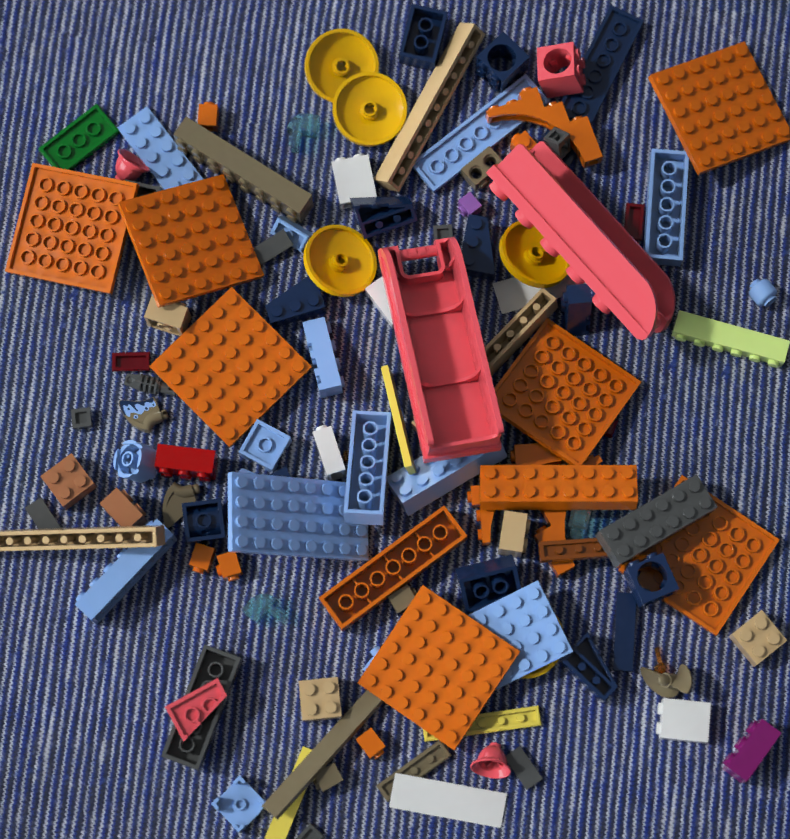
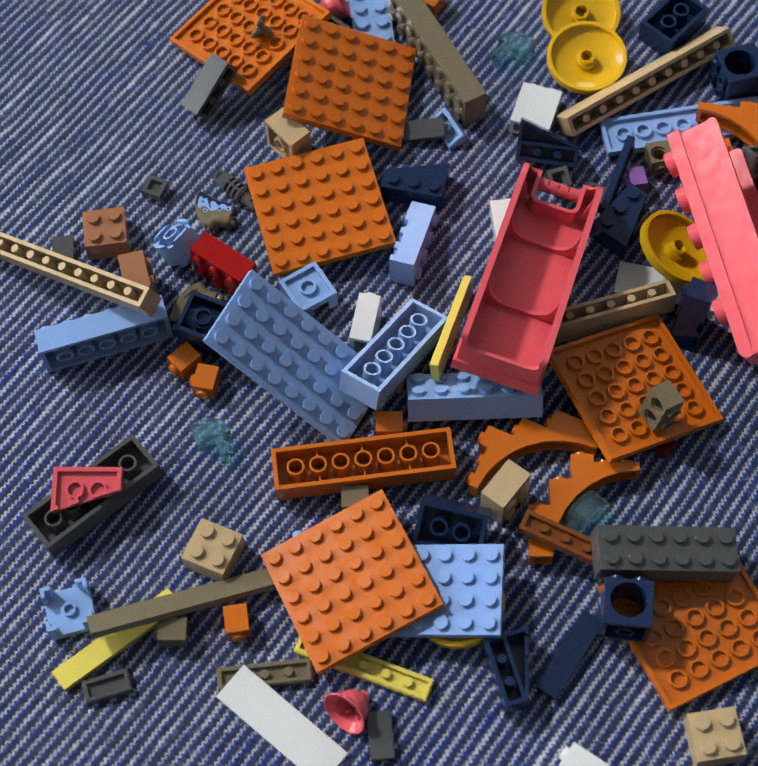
camera: 30 degrees right, 15 degrees down
(72, 304) = (209, 86): none -> brick
(85, 228) = (261, 27): none -> dark tan plant
(131, 361) = (230, 163): dark red tile -> none
(340, 260) = (480, 166): yellow dish -> none
(395, 524) = (390, 422): none -> orange brick
(410, 238) = (560, 175): none -> dark grey brick
(453, 207) = (618, 173): none -> dark blue tile
(558, 487) = (578, 466): orange brick -> none
(596, 405) = (661, 406): none -> dark tan brick
(660, 668) = (588, 713): clear orange hand -> none
(668, 684) = (586, 729): dark tan piece -> none

